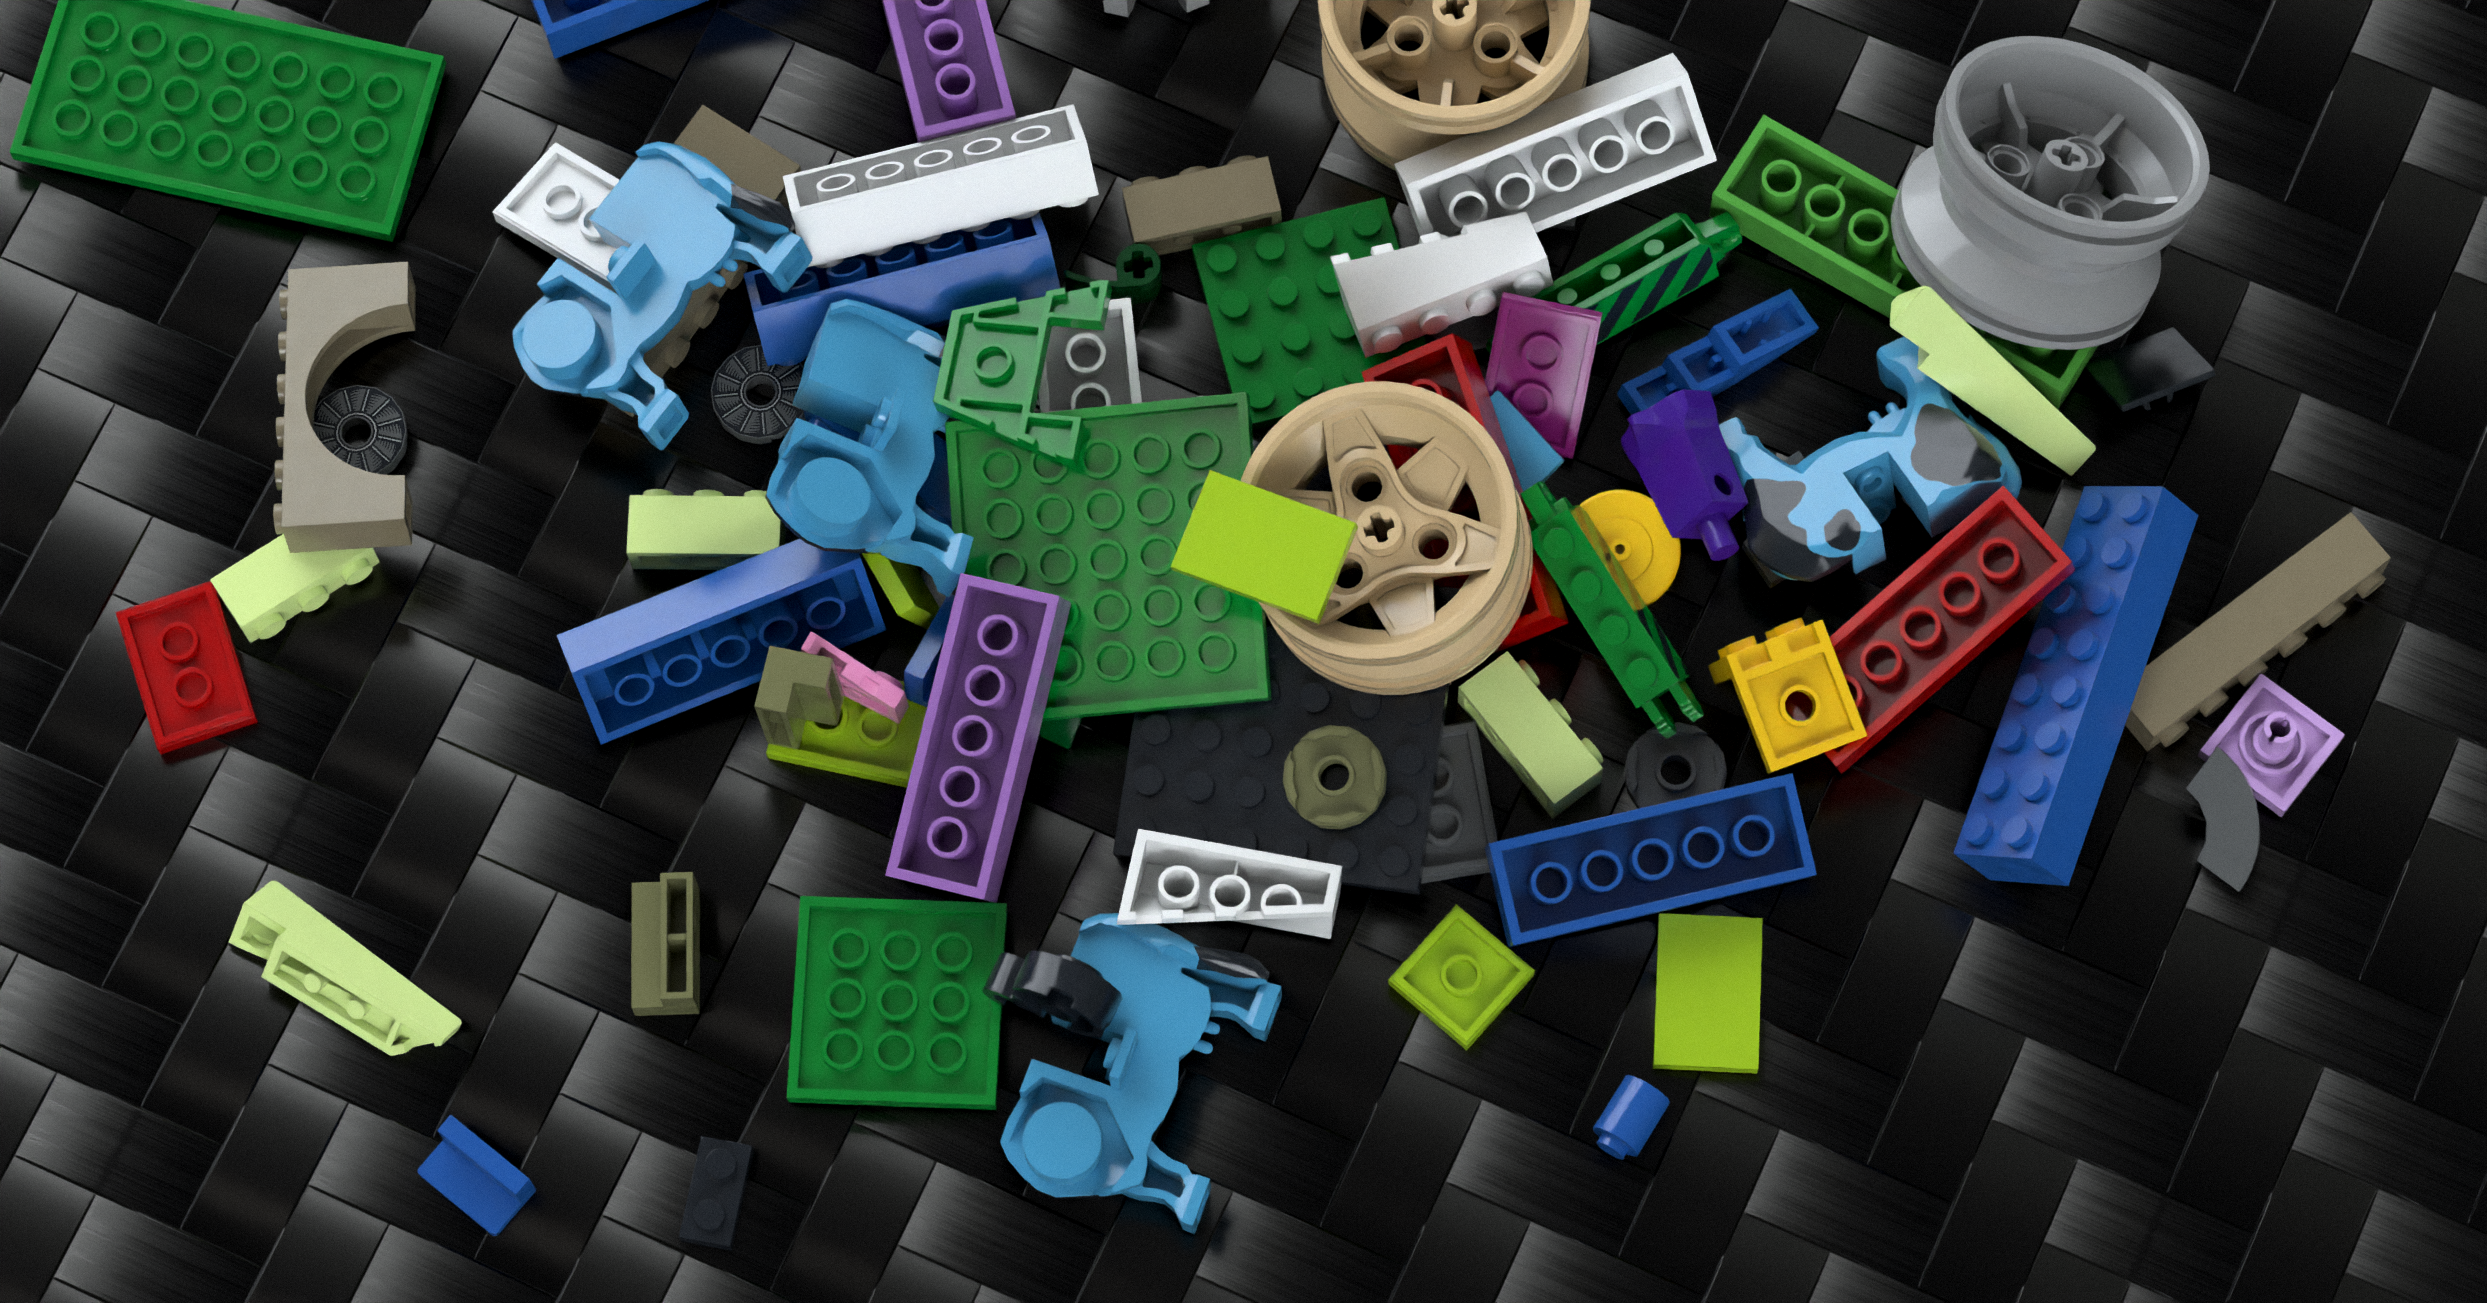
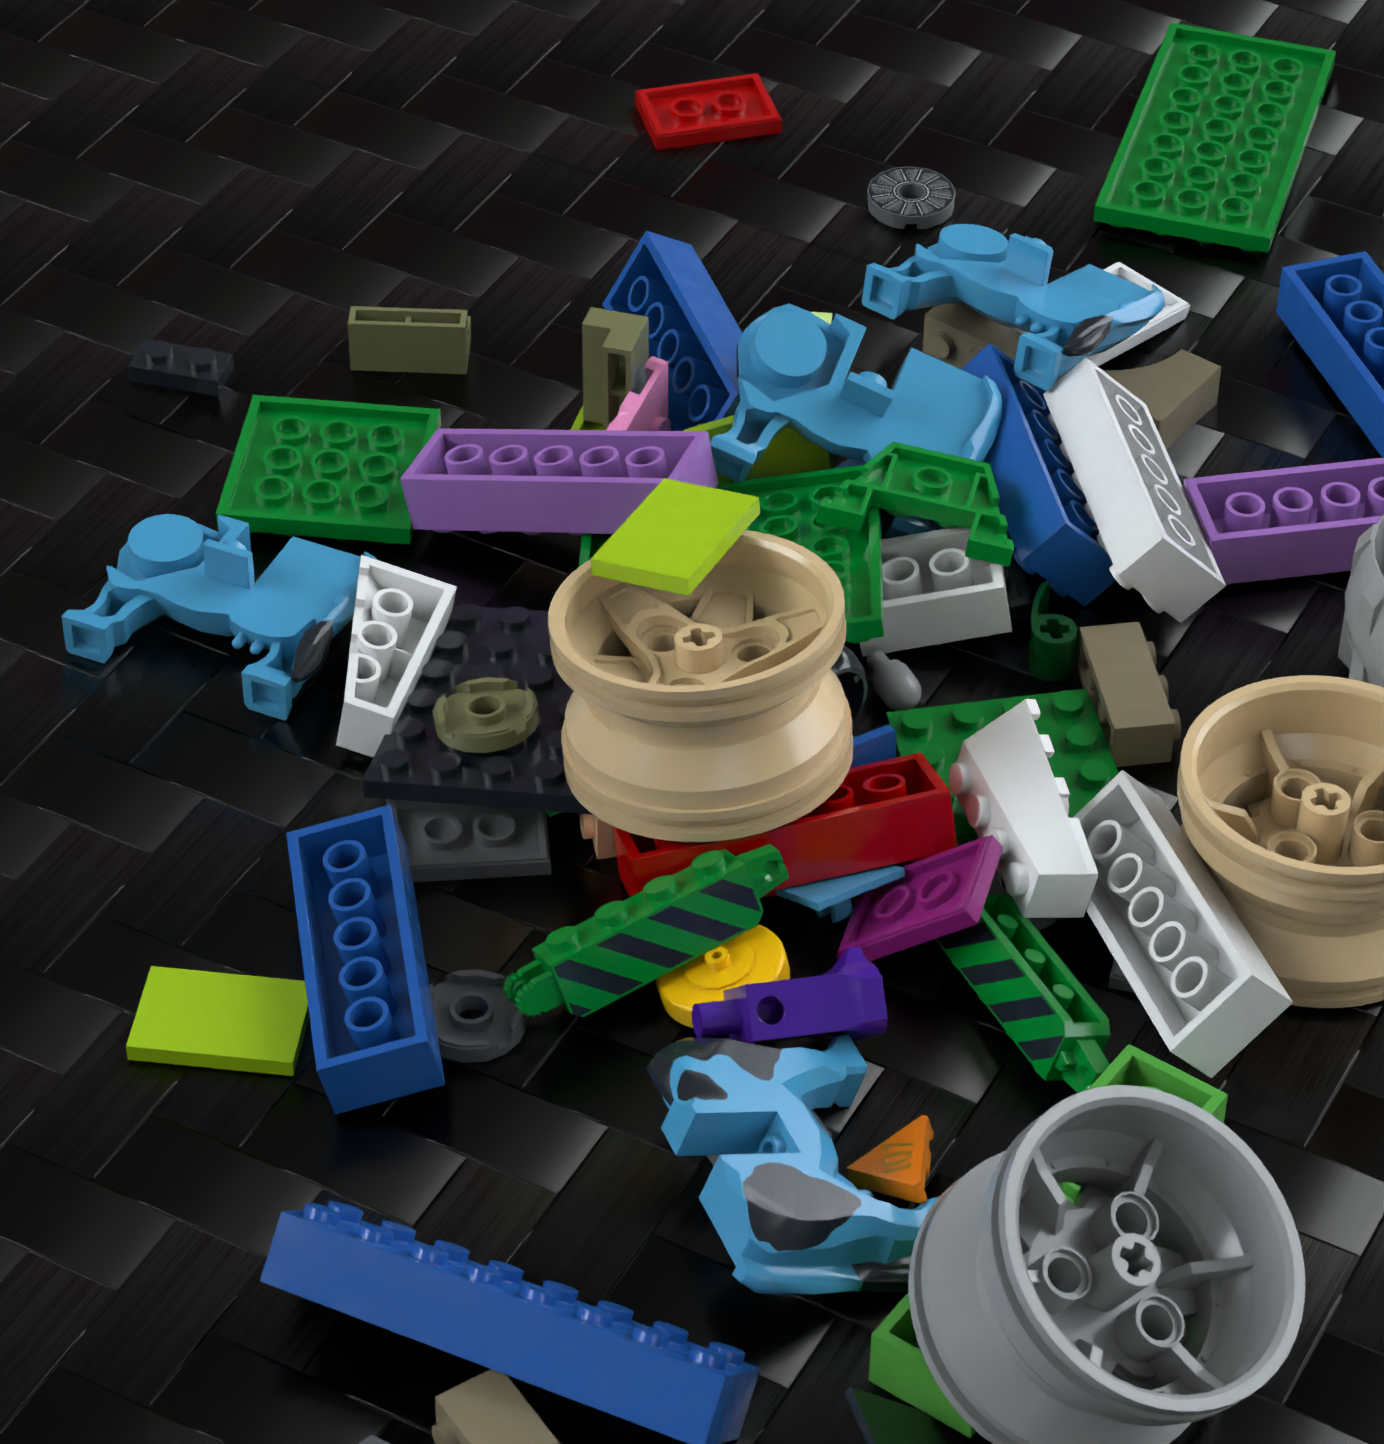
camera: 90 degrees right, 30 degrees down
(279, 584) = (784, 155): yellowish green brick -> none
(328, 319) = (1010, 168): arch -> none
(338, 974) = (427, 171): yellowish green wedge -> none
(476, 1177) = (233, 240): blue panel -> none
(1055, 986) = (296, 509): black piece -> none
(1461, 977) = (256, 837): lime tile -> none
(1531, 733) = (525, 894): yellowish green brick -> none
(1630, 1117) = (97, 940): blue brick -> none
(1726, 354) = (945, 1079): blue slope -> none
(1788, 662) = (546, 1047): yellow bracket -> none
(1829, 394) = (897, 1164): none -> orange tile
(1940, 617) = (590, 1182): red brick -> none
(1984, 379) = (881, 1272): yellowish green wedge -> none

